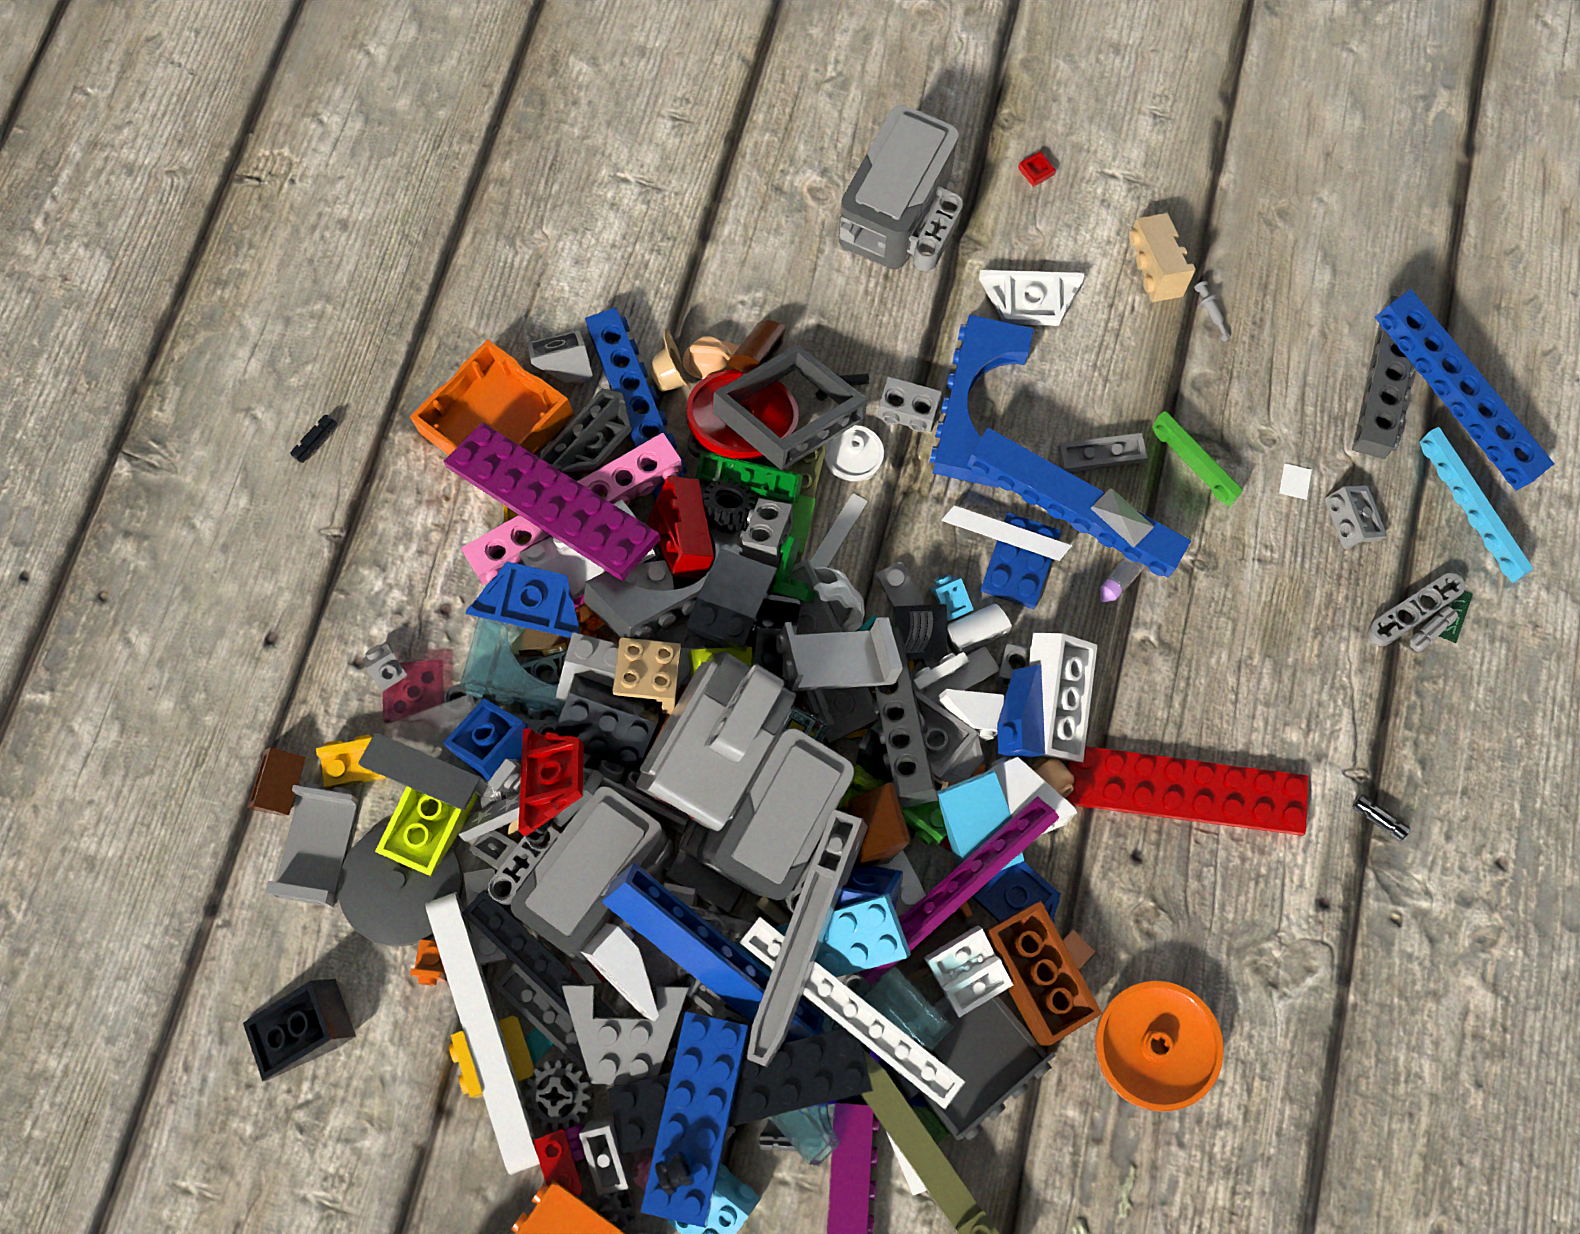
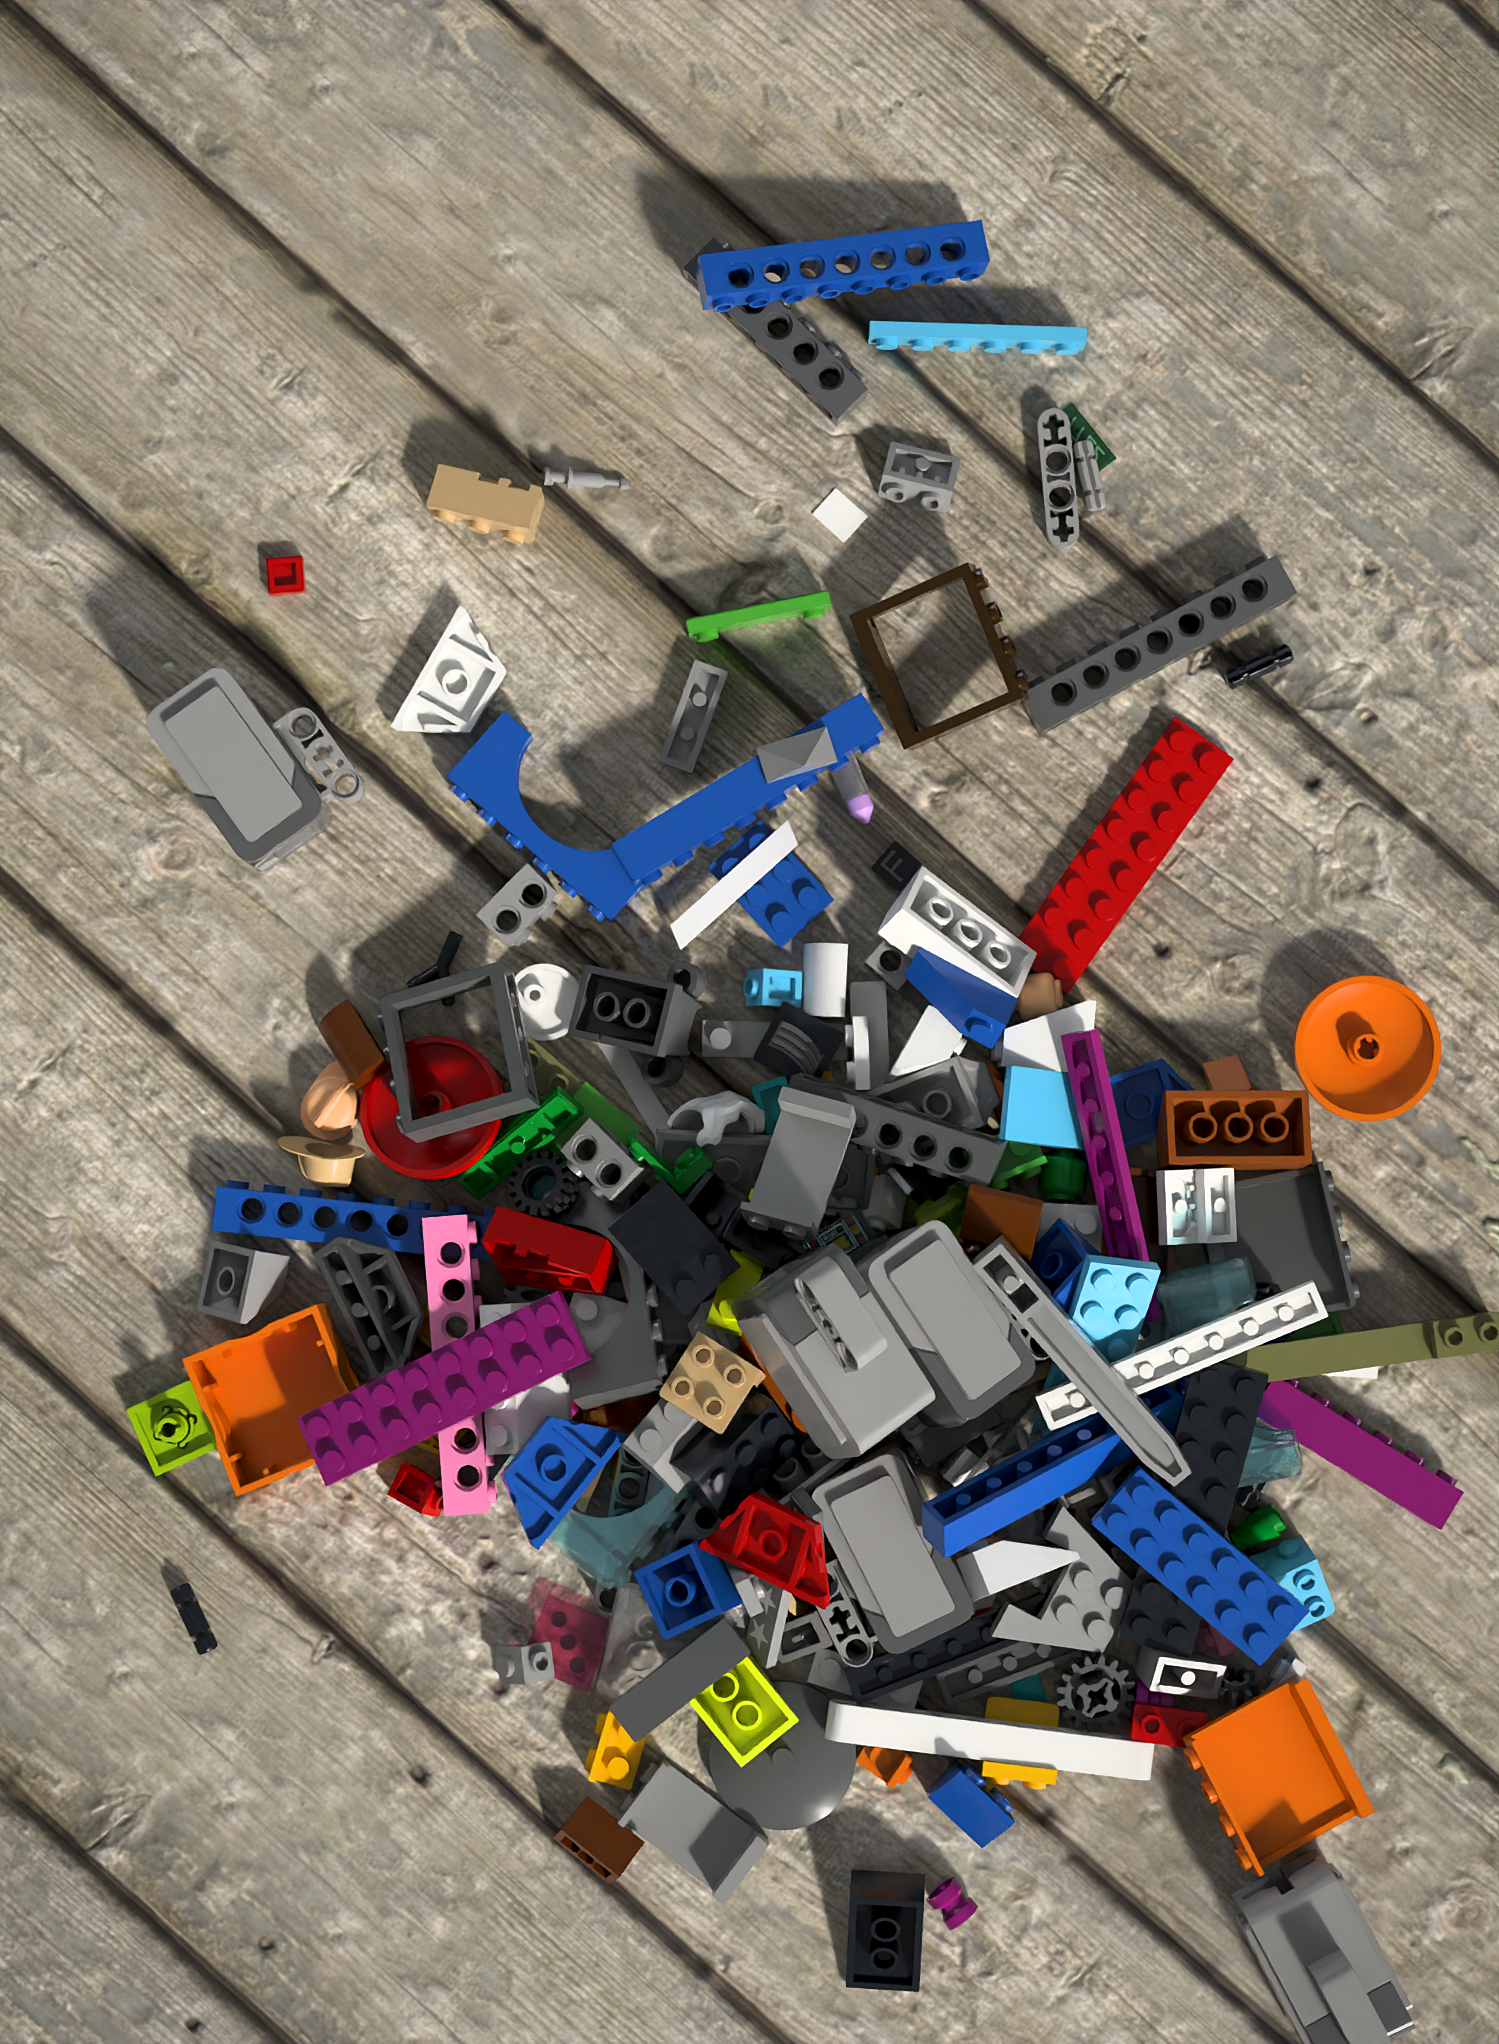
camera: 65 degrees left, 15 degrees up
(341, 1072) = (955, 1906): none -> magenta wheel
(427, 1042) = (970, 1804): none -> blue slope
(437, 349) = (171, 1428): none -> lime plate
(469, 530) = (418, 1490): none -> red bracket
(674, 1173) = (1247, 1616): black wheel -> none
(749, 1160) = (1258, 1527): none -> green cone
(845, 744) = (885, 1204): none -> white bracket
(883, 516) = (641, 1015): none -> dark grey piece
(933, 865) = (1063, 1177): none -> green head
(1085, 631) = (896, 866): none -> black tile
(1255, 647) = (887, 680): none -> dark brown window
(1359, 751) = (1274, 590): none -> dark grey brick

